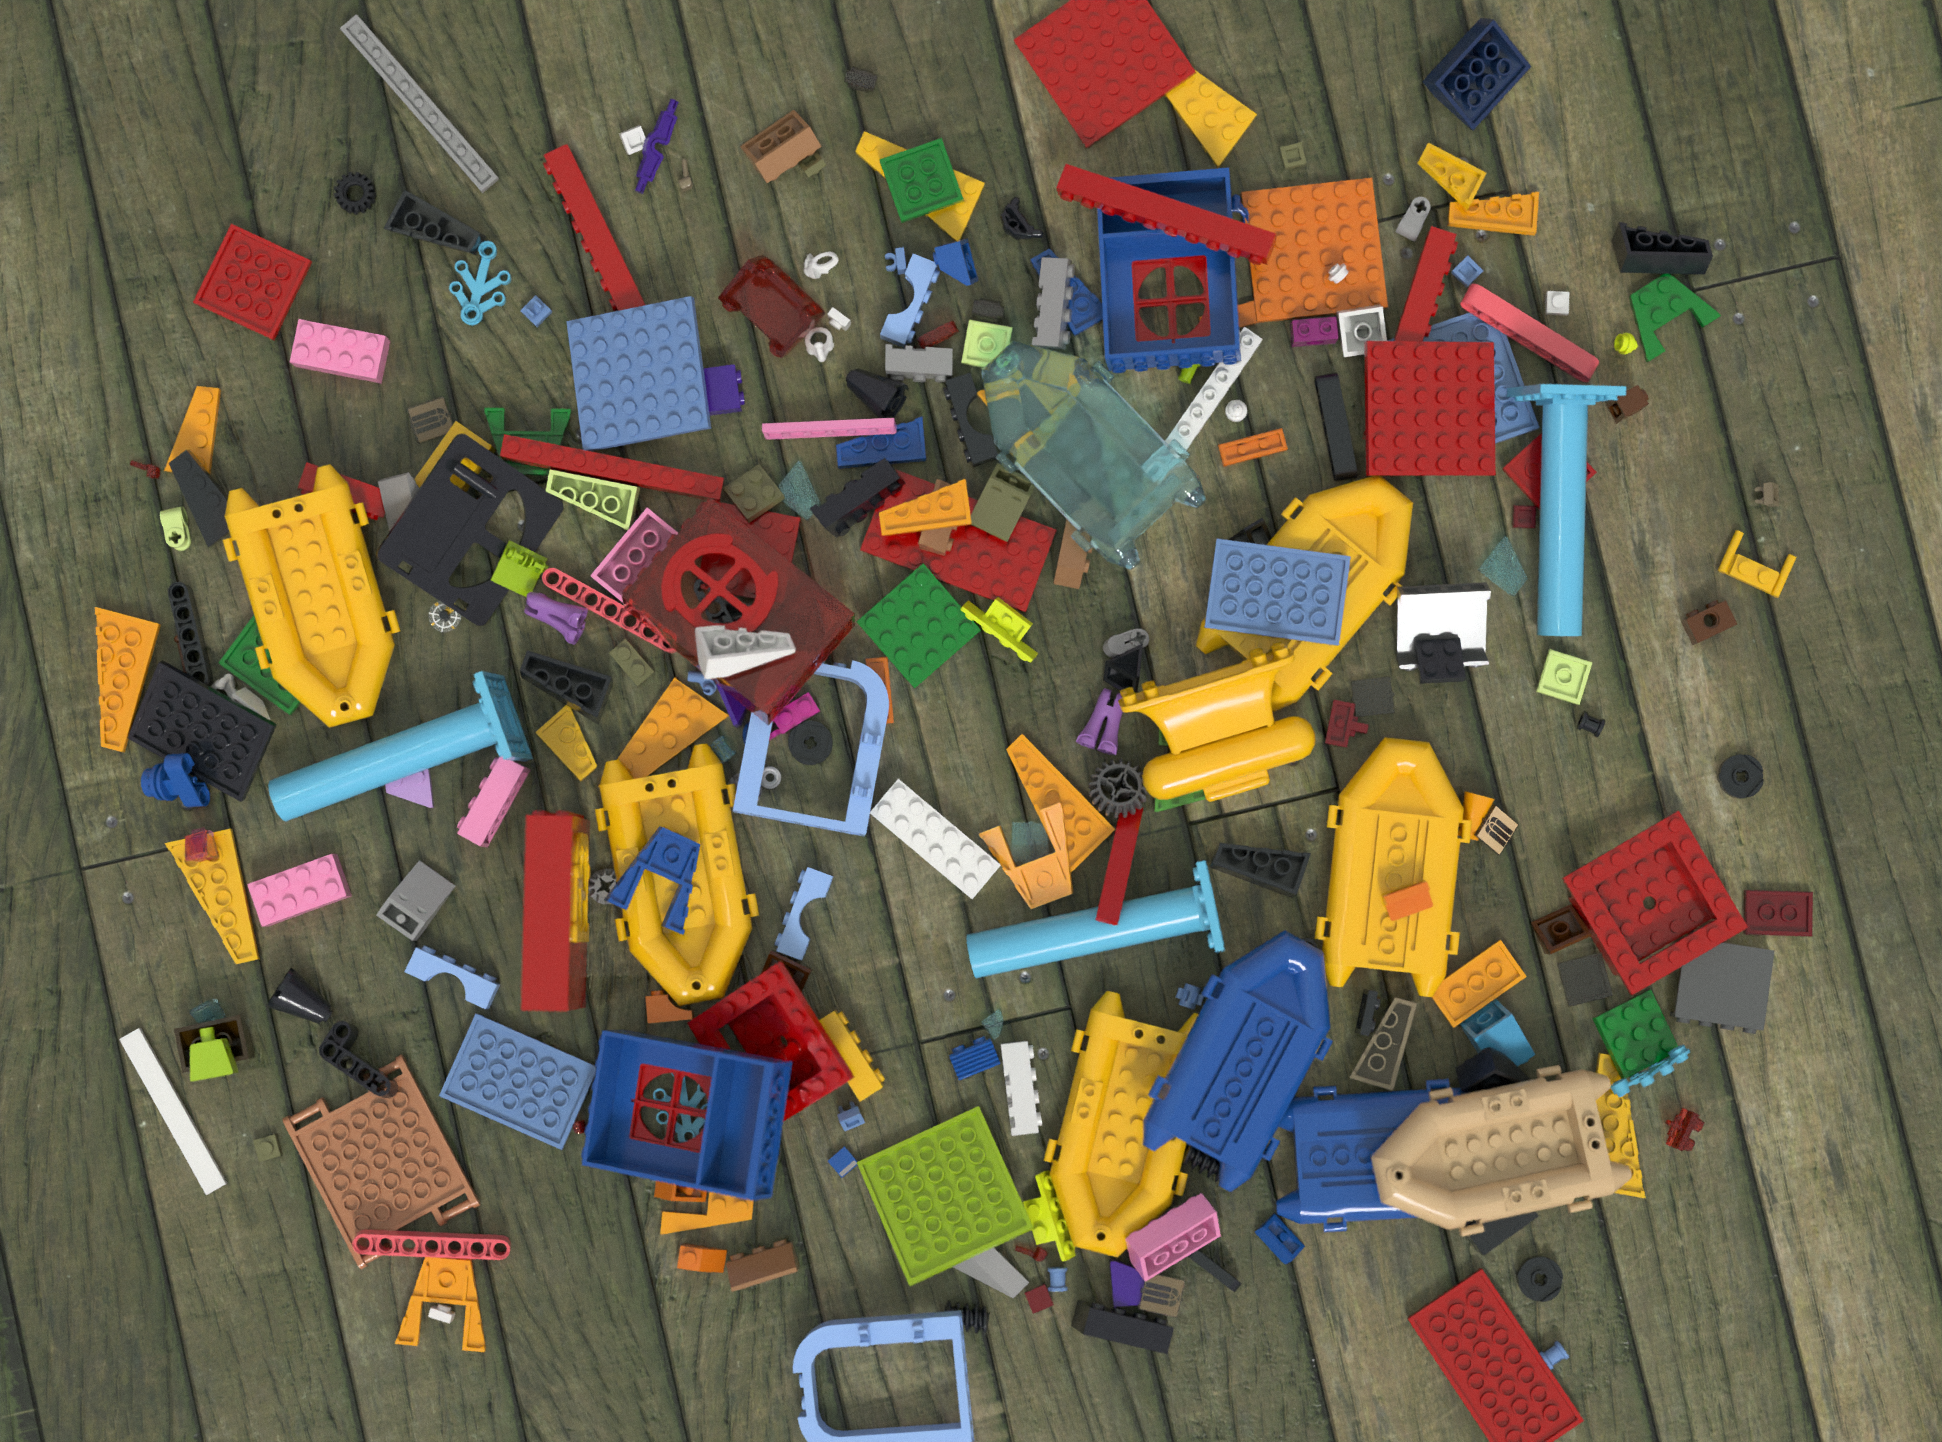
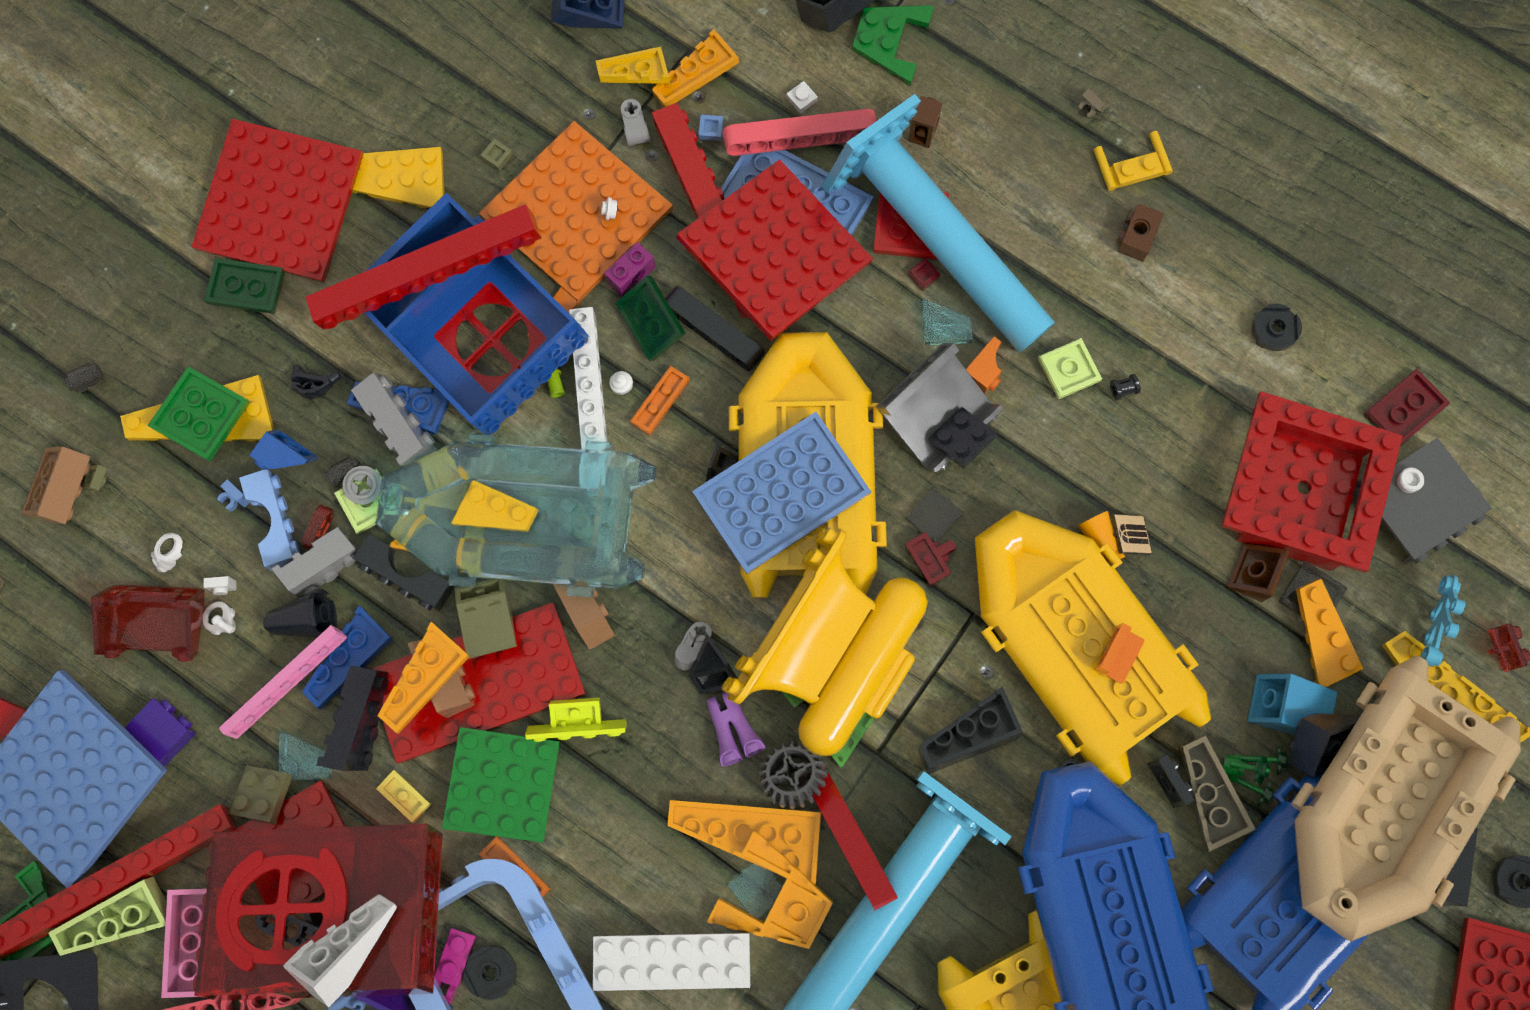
camera: 40 degrees left, 10 degrees down
(847, 576) = (403, 796): none -> light yellow plate
(989, 342) = (351, 489): none -> light grey gear
(1028, 104) = (244, 286): none -> dark green plate
(1069, 430) = (493, 509): none -> yellow wing
(1189, 996) = (1011, 902): medium blue gear -> none
(1297, 381) = (650, 318): none -> dark green plate
(1359, 326) = (661, 234): white slope -> none
(1422, 1042) = (1237, 765): none -> plant
(1477, 983) = (1234, 674): light orange plate -> none
(1500, 625) = (984, 367): none -> orange arch
(1564, 1014) = (1328, 641): none -> light orange wing
(1625, 343) = (881, 83): neon yellow plate -> none
(1635, 1034) = (1397, 603): green plate -> none
(1724, 962) = (1410, 480): none -> white tile

